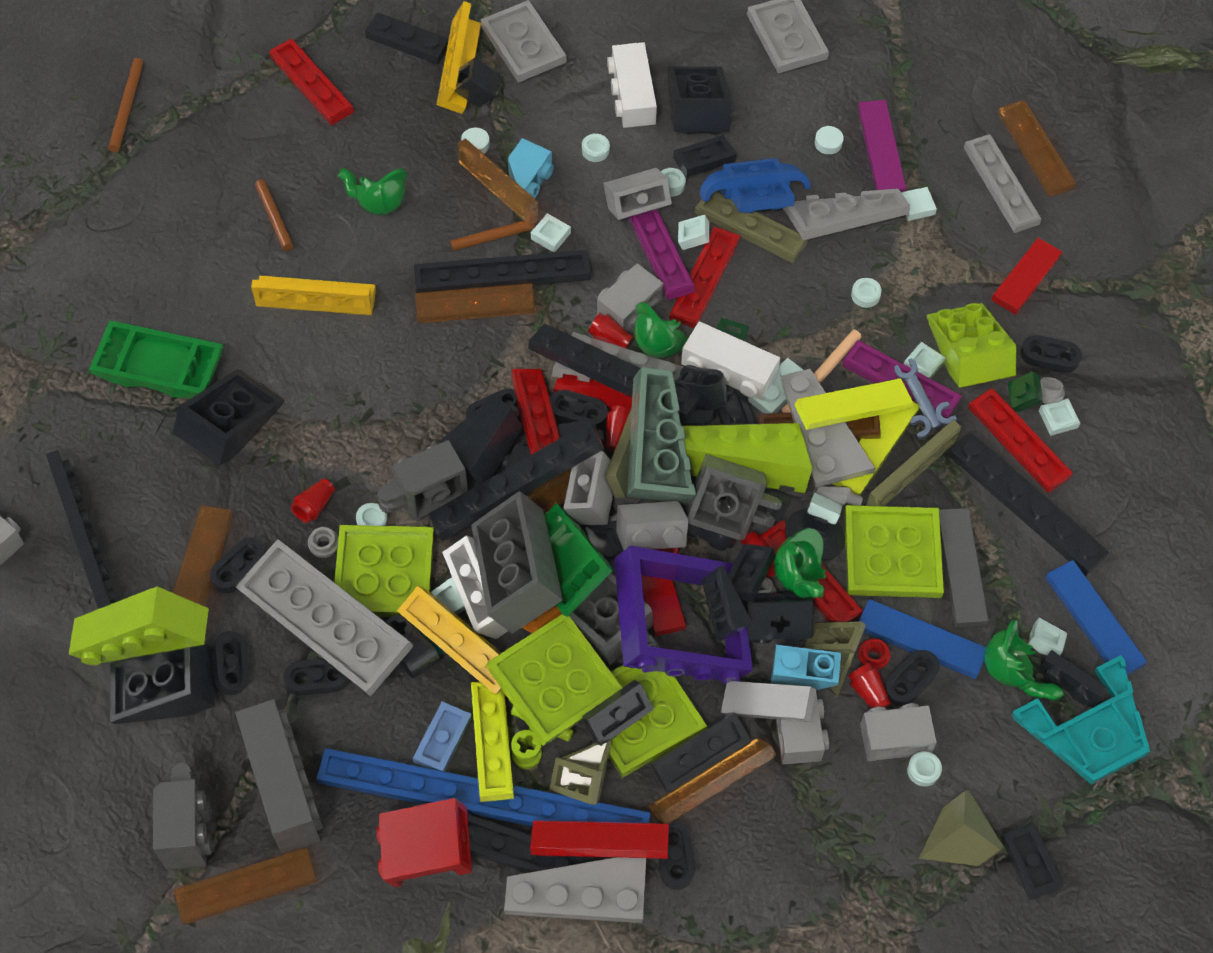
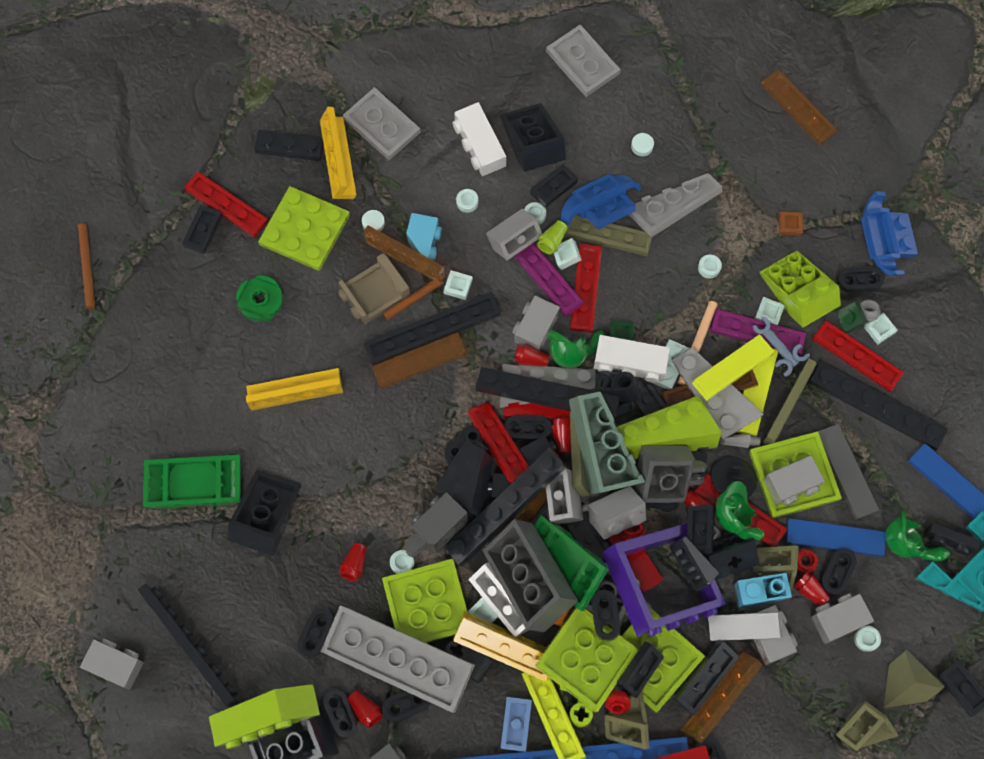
camera: 15 degrees left, 10 degrees up
(203, 553) = (285, 639): clear orange tile -> none
(265, 669) = (365, 709): none -> red cone
(273, 98) = (202, 229): none -> black plate
(274, 215) = (237, 328): dark orange bar -> none
(312, 201) = (255, 287): none -> green plate
(319, 535) = (370, 587): light grey plate -> none
(376, 197) = (313, 293): green piece -> none
(392, 128) = (304, 228): none -> lime plate
(448, 213) = (374, 290): none -> dark tan panel
(477, 82) = (360, 172): black brick -> none
(578, 736) = (618, 702): none -> red plate
(592, 633) = (605, 616): none -> black plate
(680, 209) = (551, 238): none -> lime cone
(824, 508) = (735, 455): light aqua tile -> none
(881, 145) = (683, 139): magenta tile -> none
(887, 551) = (793, 481): none -> light grey brick
(888, 871) = (865, 727): none -> olive slope
(920, 203) = (727, 179): light aqua tile -> none
(983, 271) = (791, 223): none -> dark orange tile
(1002, 183) = (782, 144): light grey tile -> none
(1026, 276) = (823, 218): red tile -> none
(1047, 637) = (925, 511): light aqua plate -> none
(1101, 312) = (887, 235): none -> blue plate

